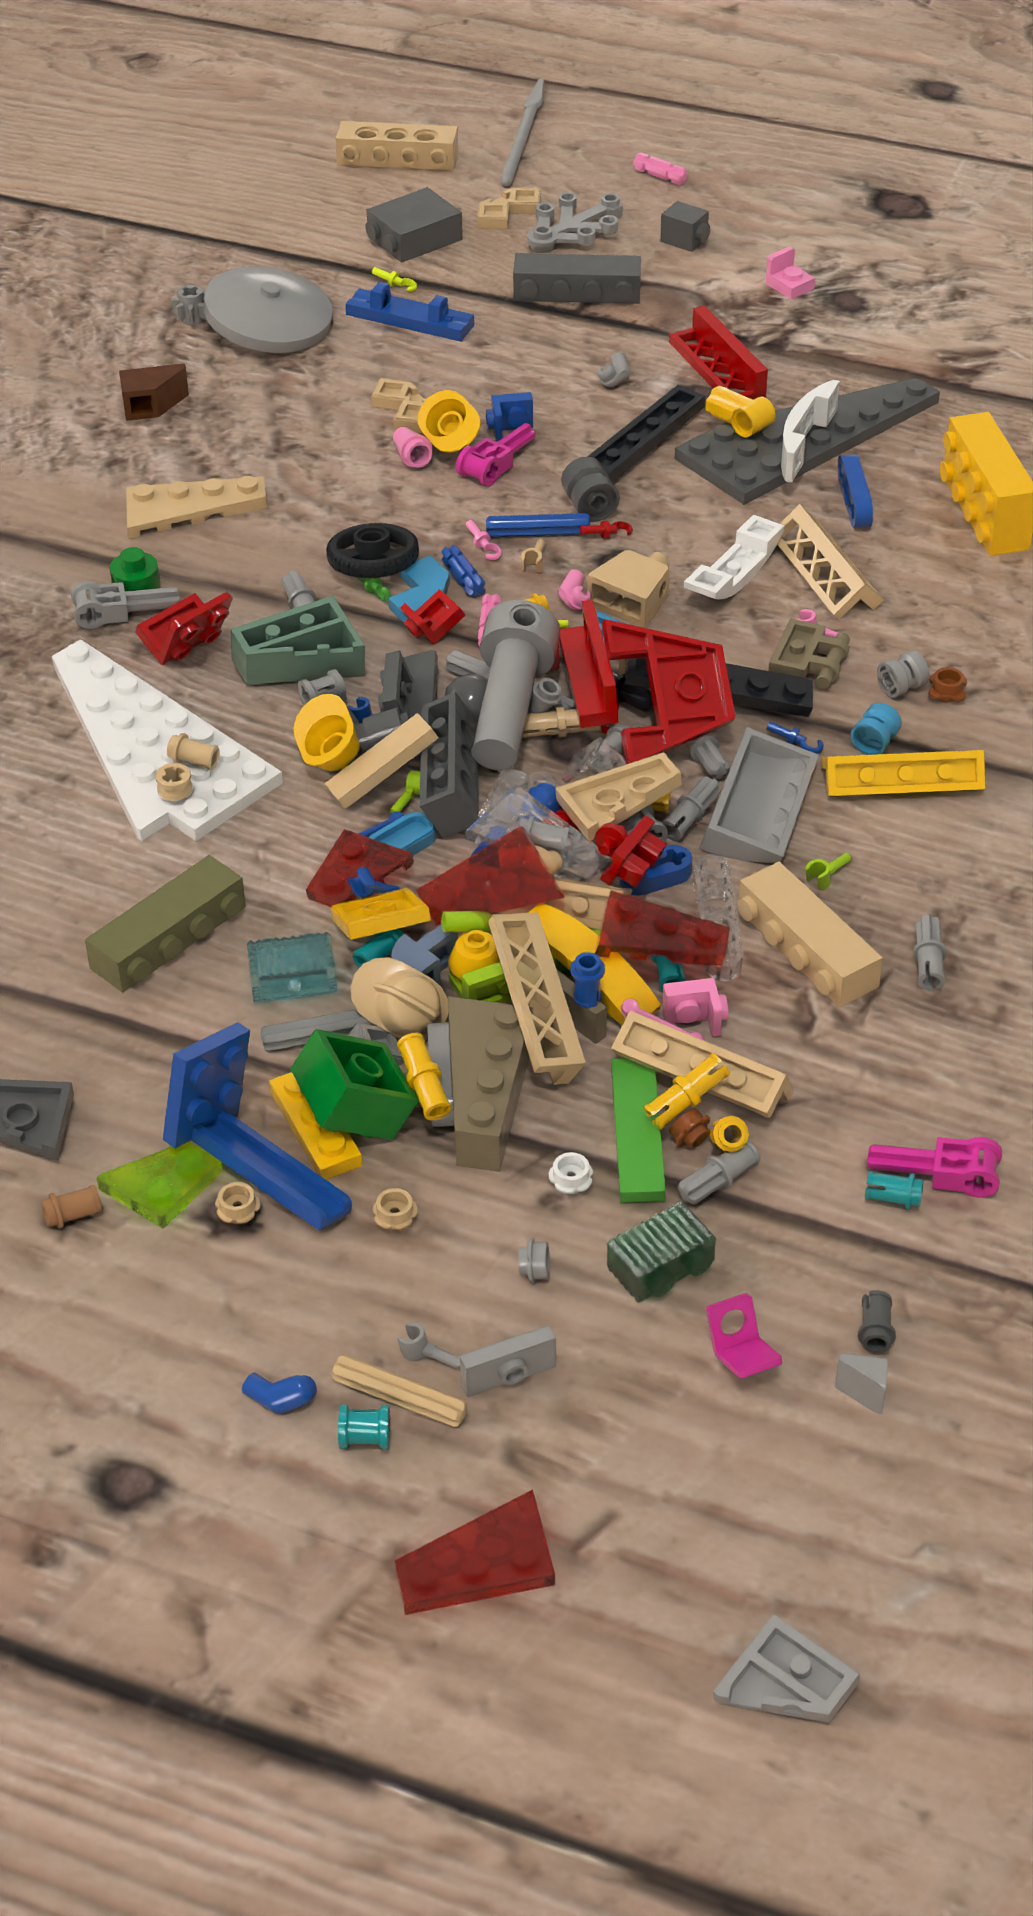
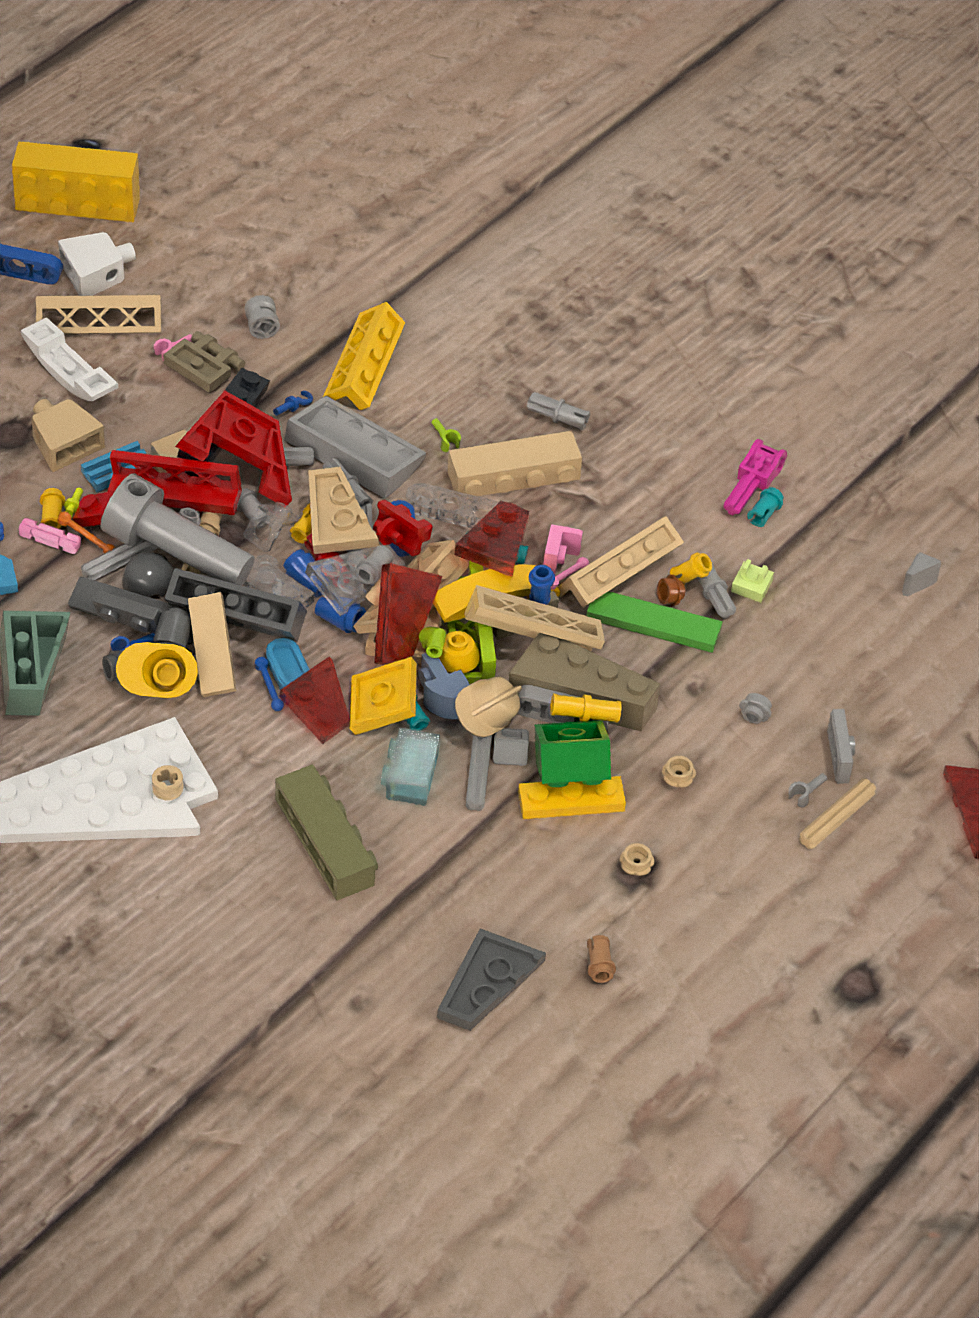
camera: 75 degrees left, 5 degrees up
(161, 1182) = (594, 901): clear neon green wing -> none
(182, 748) = (133, 764): tan pin -> none
(204, 1110) = (549, 825): blue bracket -> none
(281, 1395) = (820, 878): blue arm -> none
(332, 682) = (87, 669): light grey bush -> none
(363, 1426) = (866, 837): teal bush -> none
(365, 884) = (345, 694): blue hand -> none
(412, 788) = (236, 634): lime hand -> none
(433, 618) = (31, 566): red bracket -> none
(571, 590) = (41, 476): bright pink arm -> none
(571, 1173) = (684, 666): white plate -> none
(661, 1252) = (778, 639): clear green brick -> none
(686, 1091) = (653, 574): yellow pin -> none
(744, 1350) = (872, 625): dark pink bracket -> none
(758, 1208) = (752, 581): none -> yellowish green tile
(876, 729) = (313, 350): dark azure wheel -> none
(876, 1331) = (873, 554): dark grey pin -> none
(891, 537) = (94, 262): none -> white torso
(947, 685) = (284, 298): dark orange plate -> none

